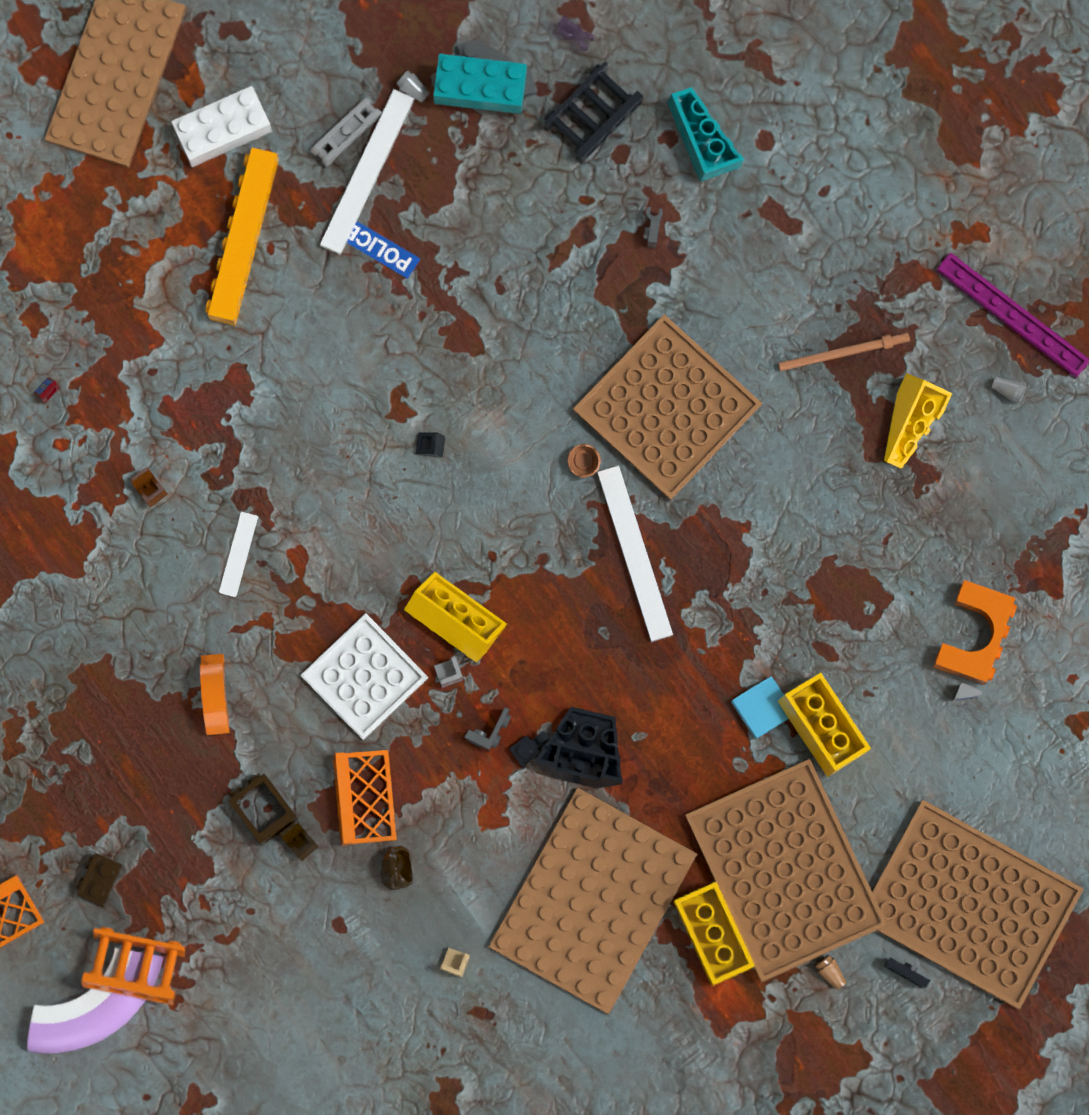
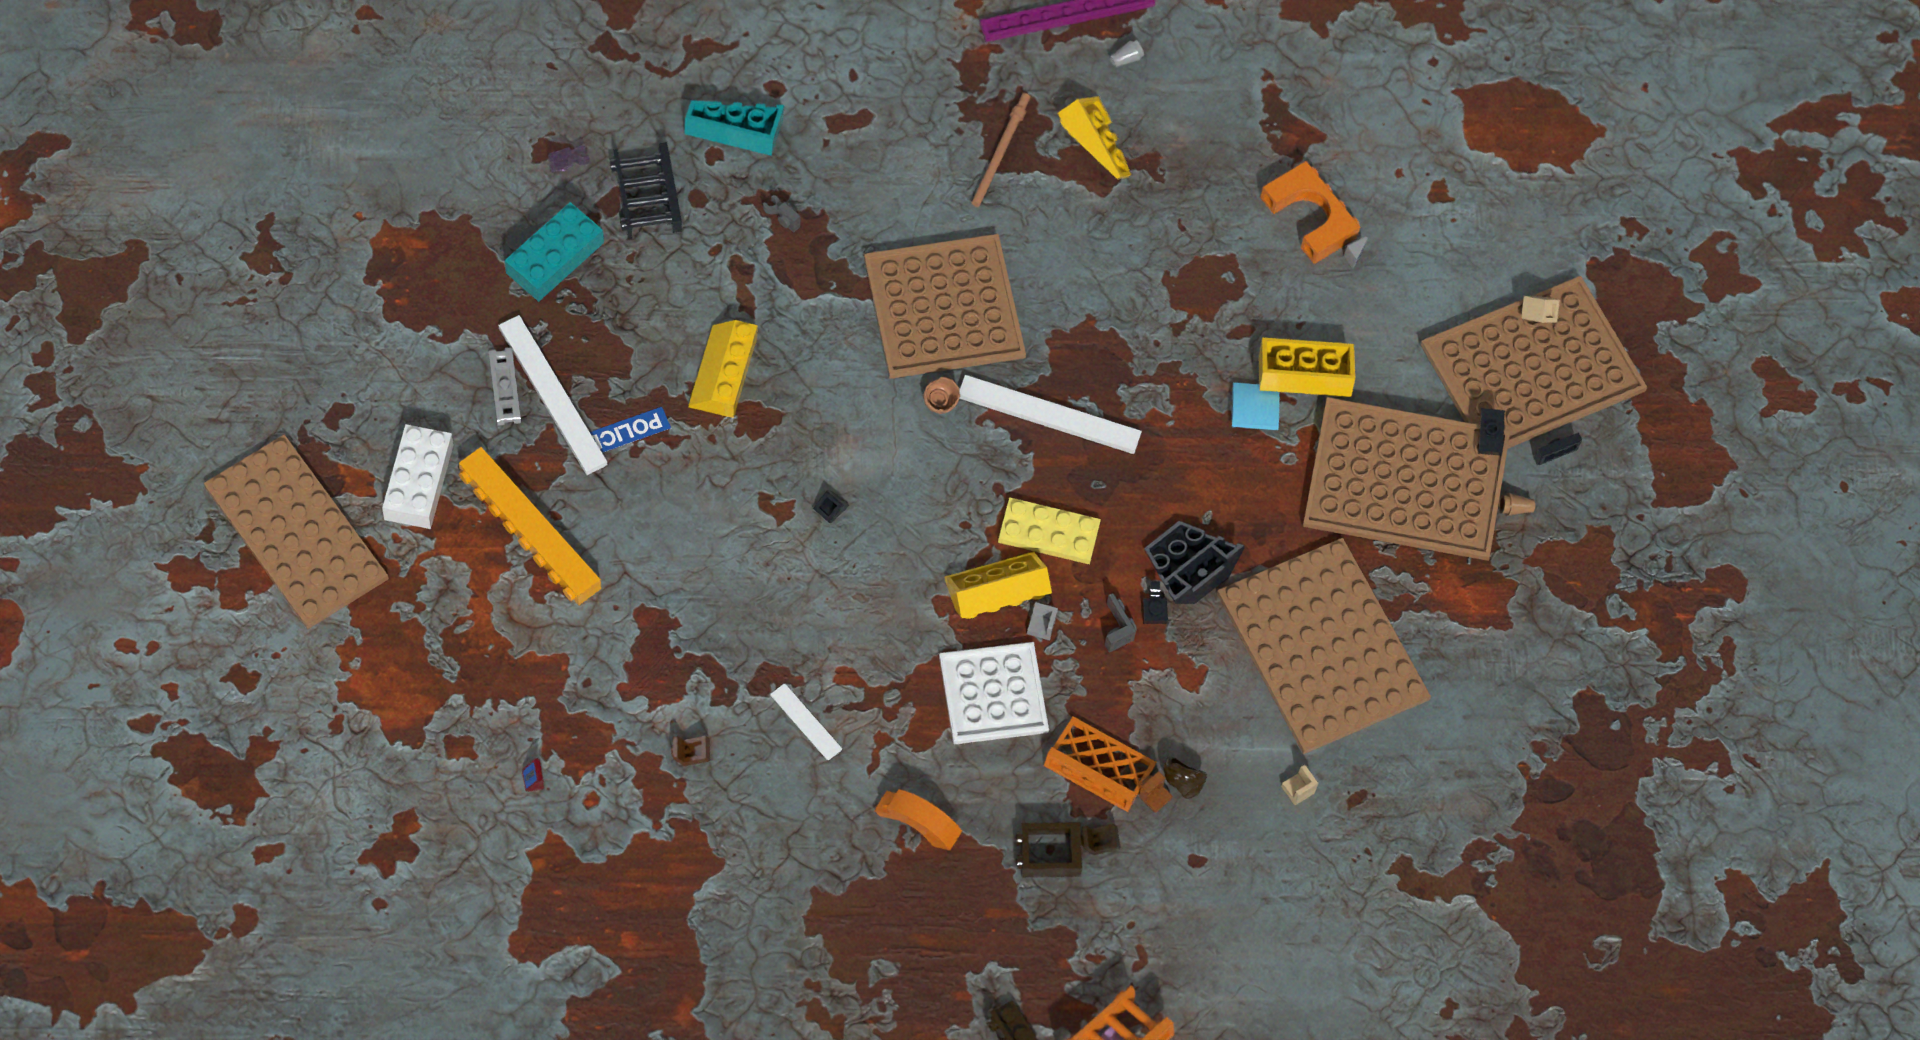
camera: 60 degrees left, 15 degrees down
(367, 856) = (1153, 792): none -> dark orange bracket
(412, 86) = (508, 309): light grey cone -> none
(485, 281) = (724, 367): none -> yellow slope
(533, 623) = (1049, 530): none -> light yellow plate
(714, 934) = (1422, 567): yellow brick -> none
(872, 910) = (1491, 431): none -> black plate
(1022, 876) = (1540, 309): none -> tan panel

